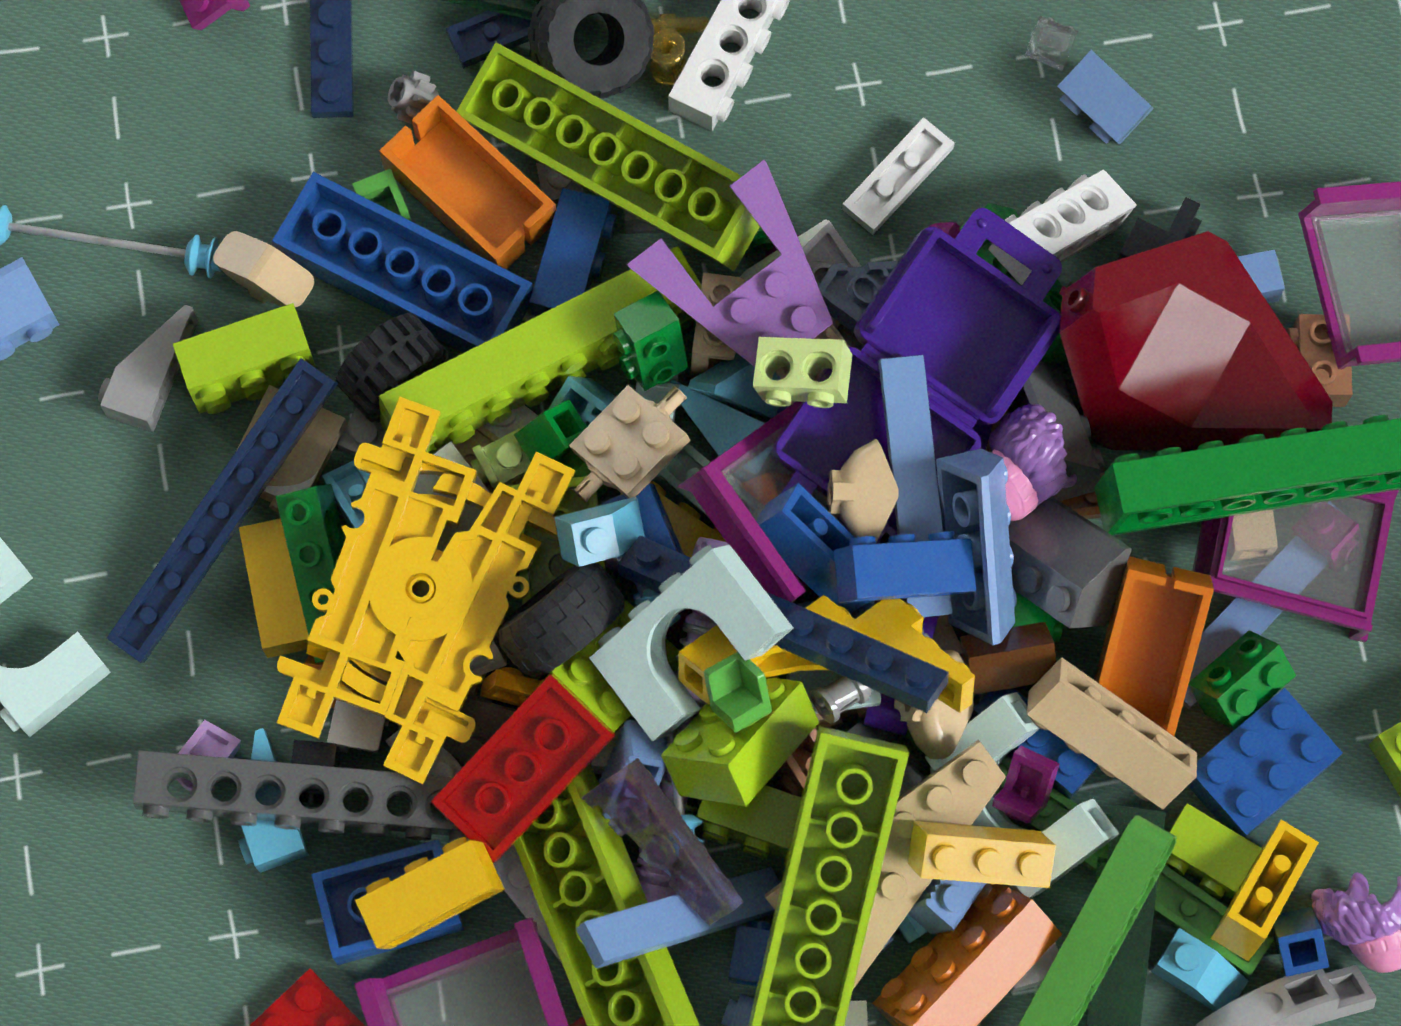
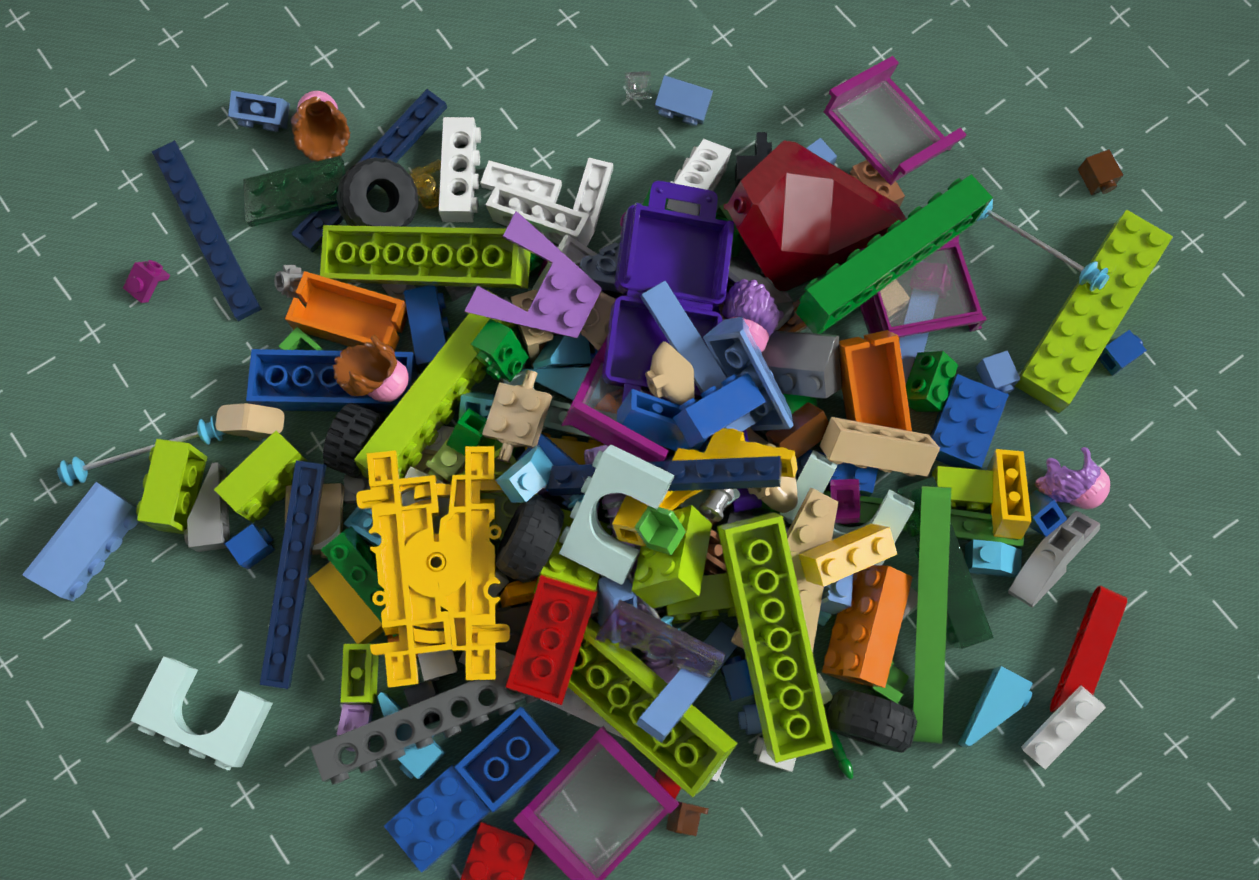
camera: 25 degrees left, 0 degrees up
(116, 310) = (171, 486): none -> lime brick
(183, 444) = (251, 546): none -> blue brick
(245, 691) = (359, 675): none -> lime brick
(257, 933) = (437, 819): none -> blue brick
(429, 893) = (532, 744): yellow brick -> none
(461, 284) = (371, 371): none -> dark orange hair
(805, 360) = (598, 315): yellowish green brick -> none
(806, 172) = (547, 217): none -> white brick
(808, 109) = (521, 180): none -> white plate
(1351, 717) = (998, 372): none -> medium blue brick

